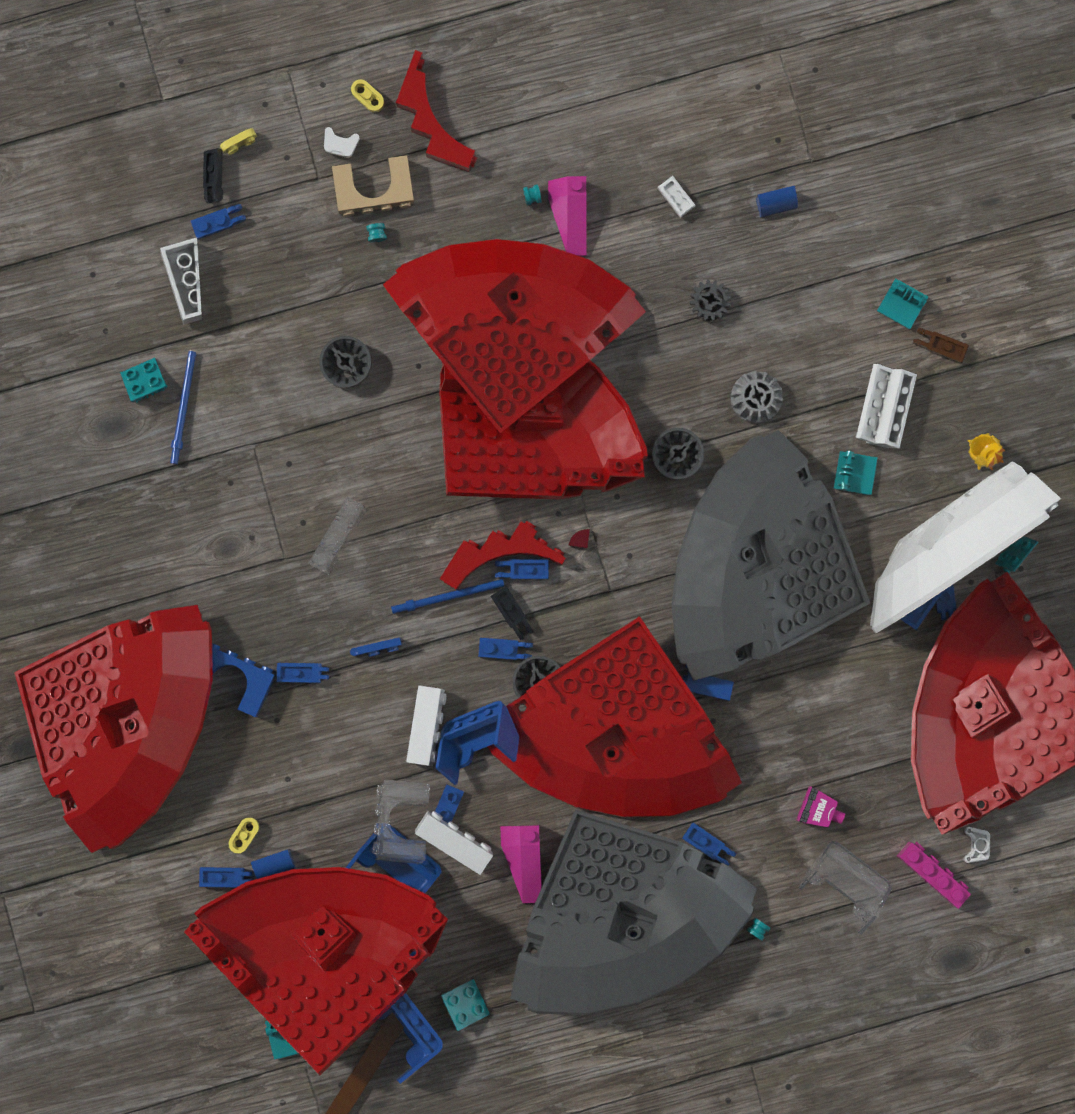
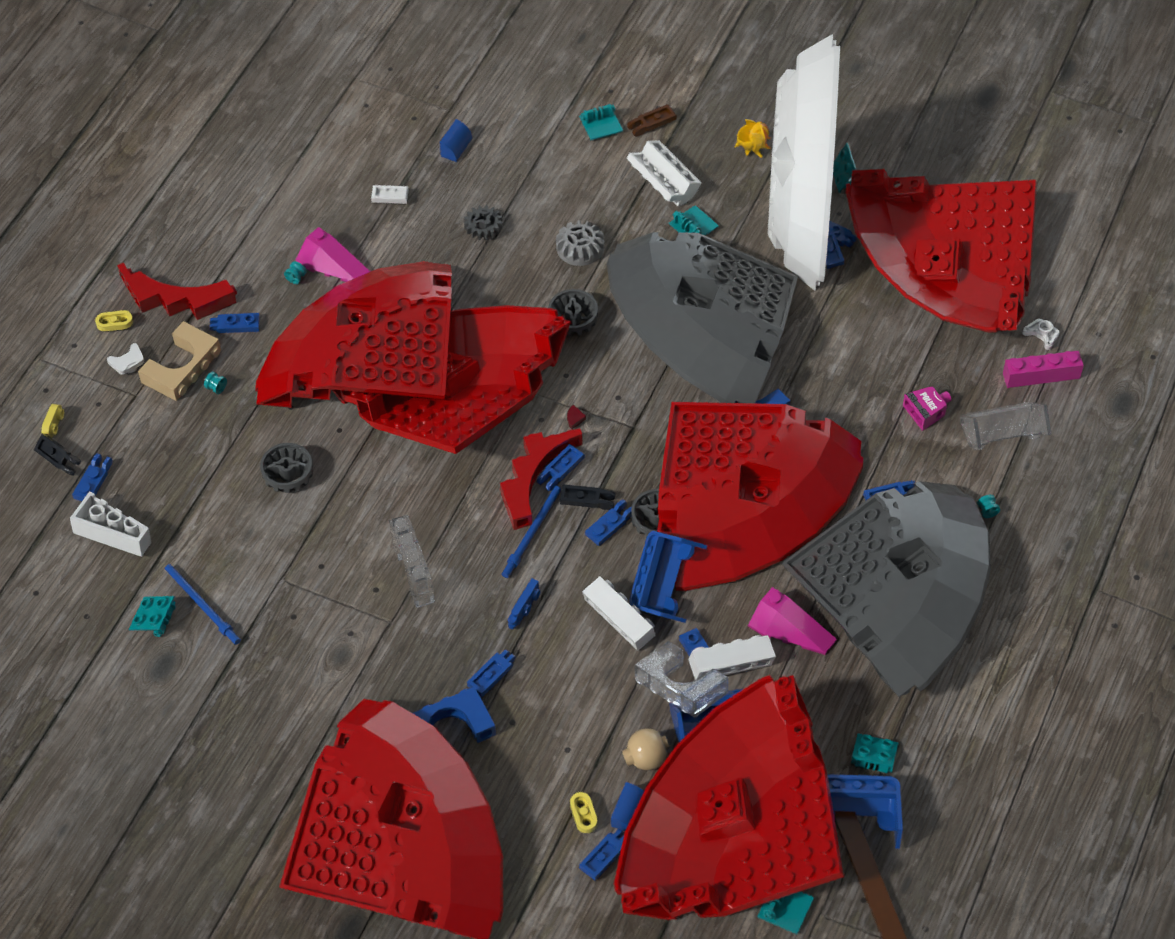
camera: 50 degrees left, 30 degrees down
(326, 842) = (646, 749): none -> tan brick
(447, 192) = (235, 323): none -> blue hinge

